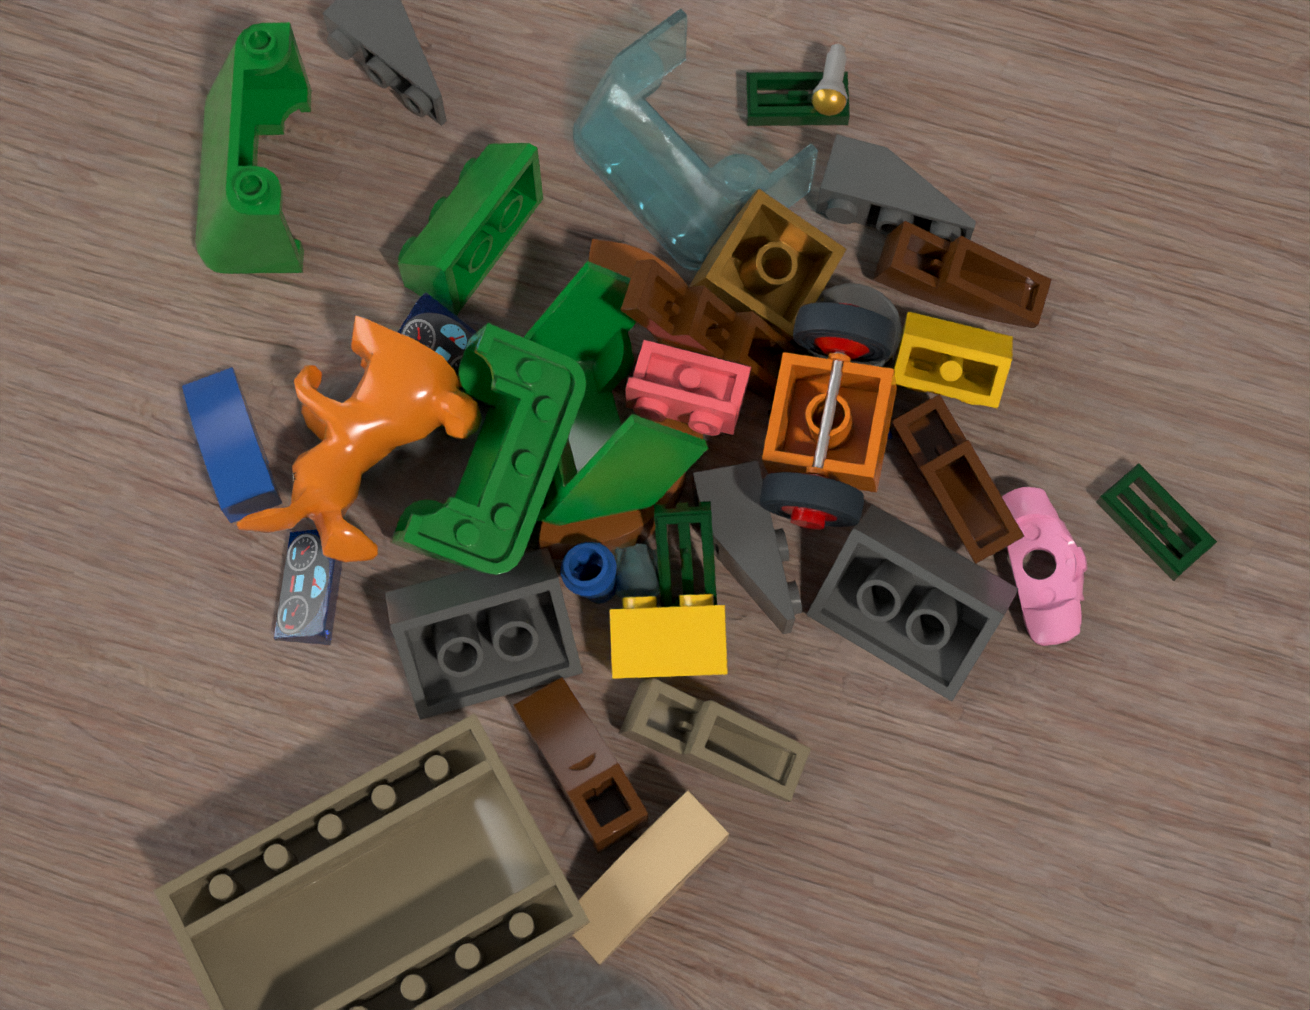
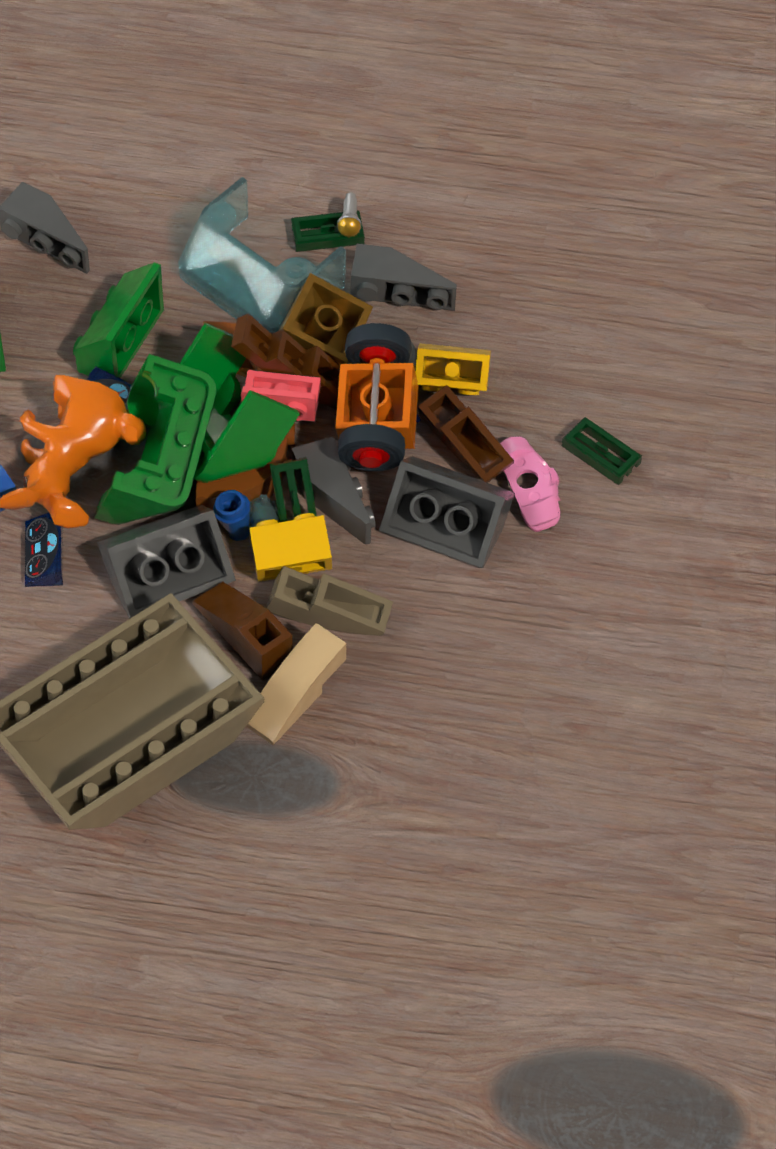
camera: 10 degrees left, 15 degrees down
(961, 276) = (453, 321): reddish brown slope -> none

